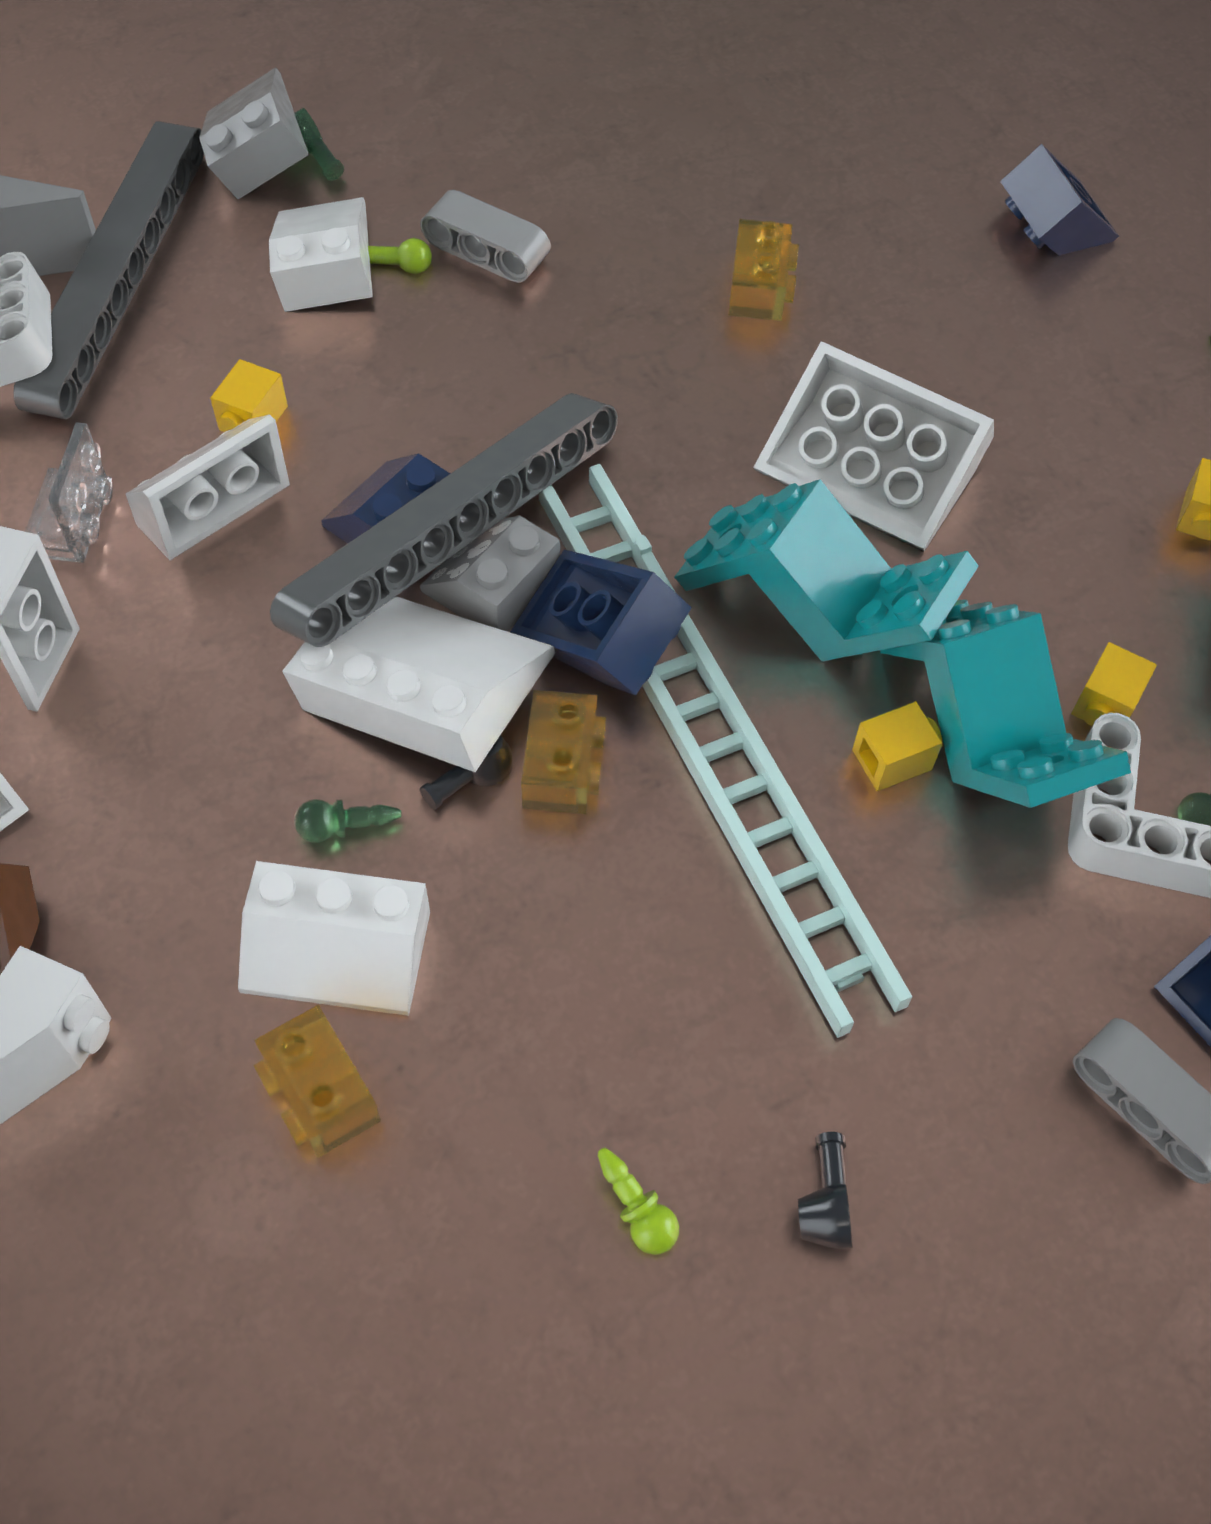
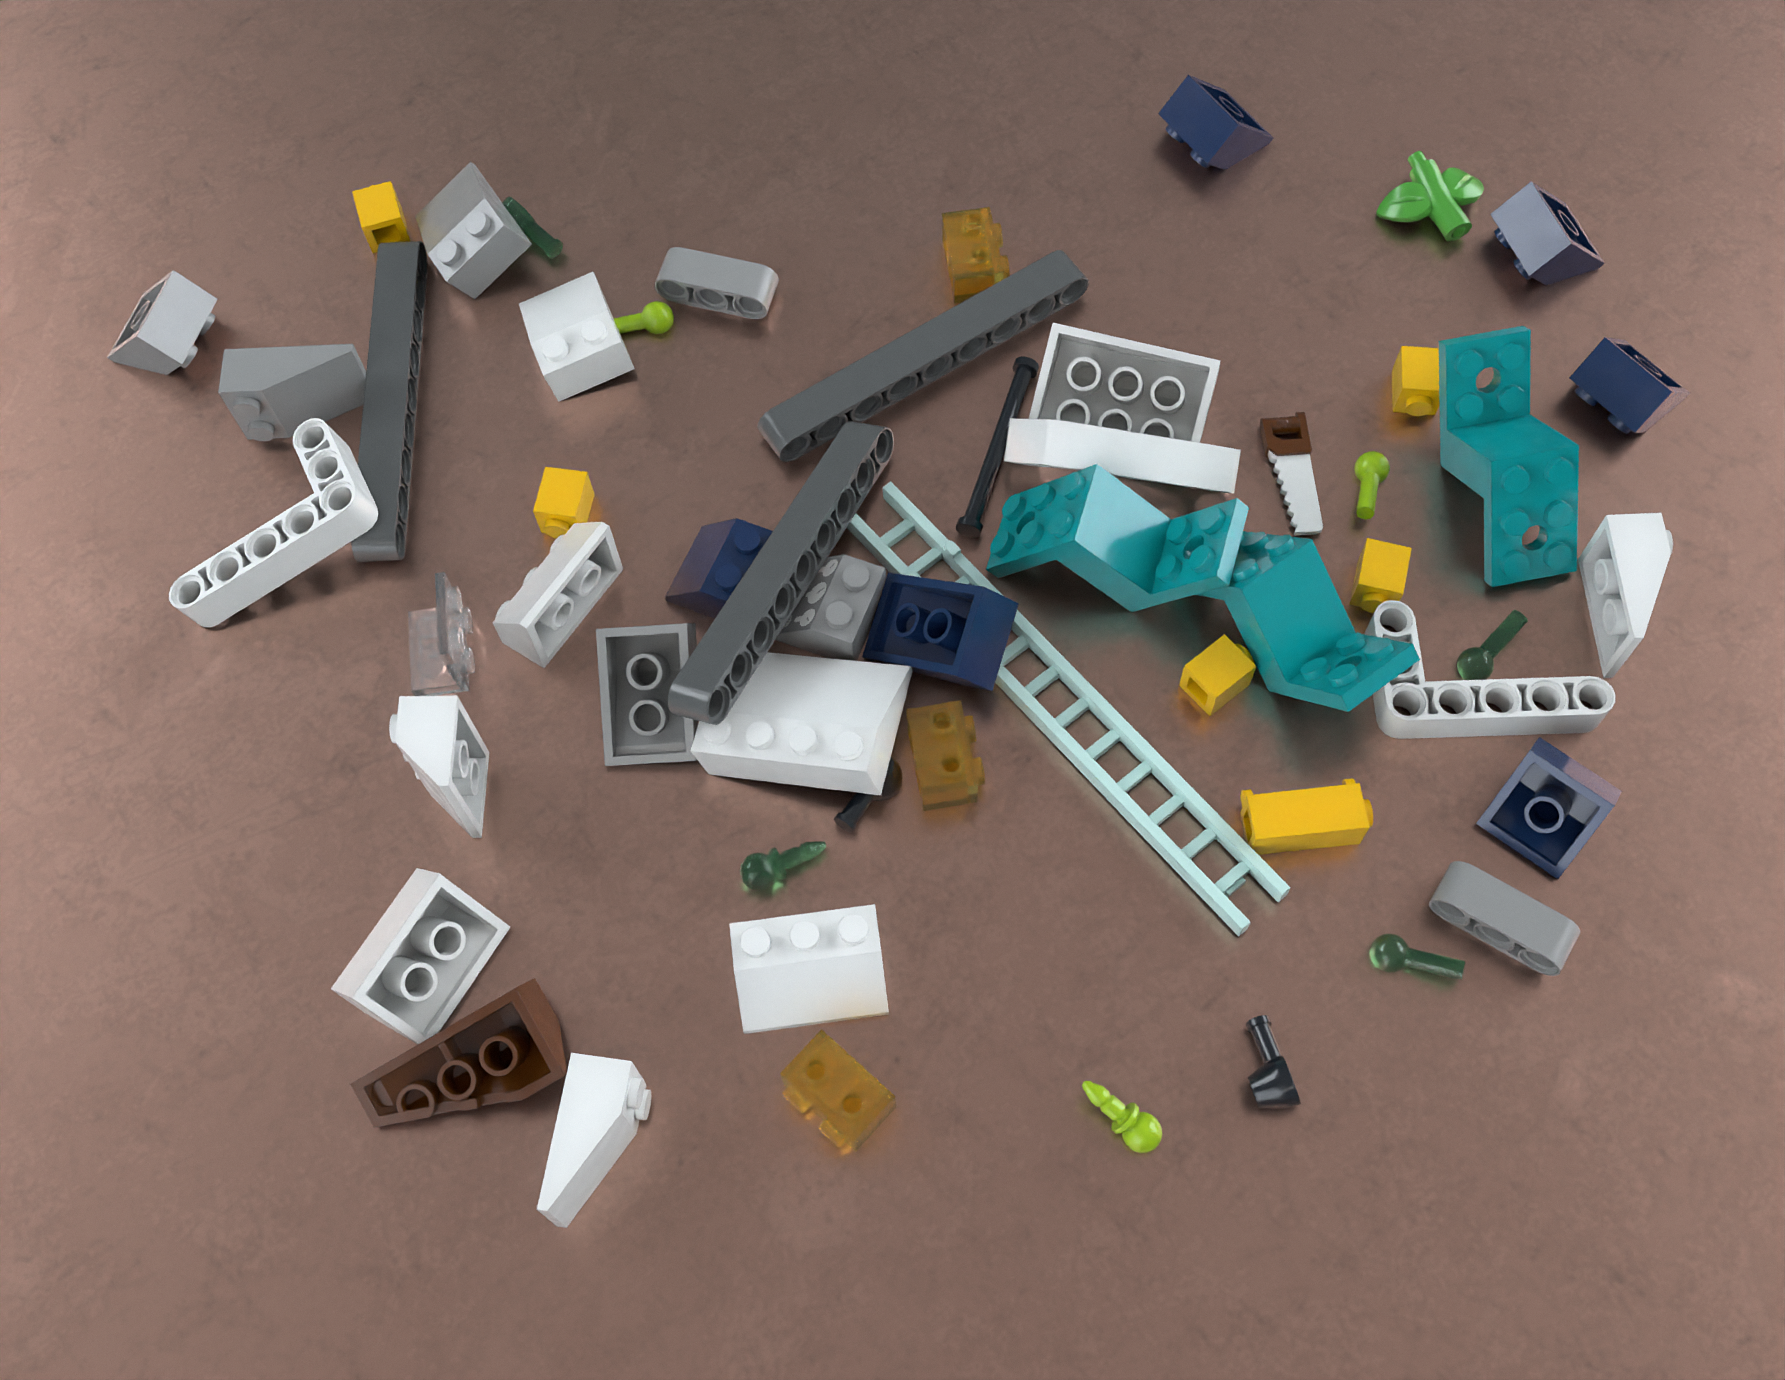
camera: 10 degrees left, 5 degrees up
(171, 96) = (380, 215): none -> yellow brick
(238, 628) = (635, 684): none -> light grey slope
(672, 527) = (970, 524): none -> black bar
(677, 351) = (922, 355): none -> dark grey beam
(788, 454) = (1122, 454): none -> white beam
(953, 925) = (1305, 818): none -> yellow brick
(1014, 1106) = (1392, 954): none -> clear green bar
(1047, 558) = (1293, 470): none -> white piece
(1134, 581) = (1371, 470): none -> lime bar

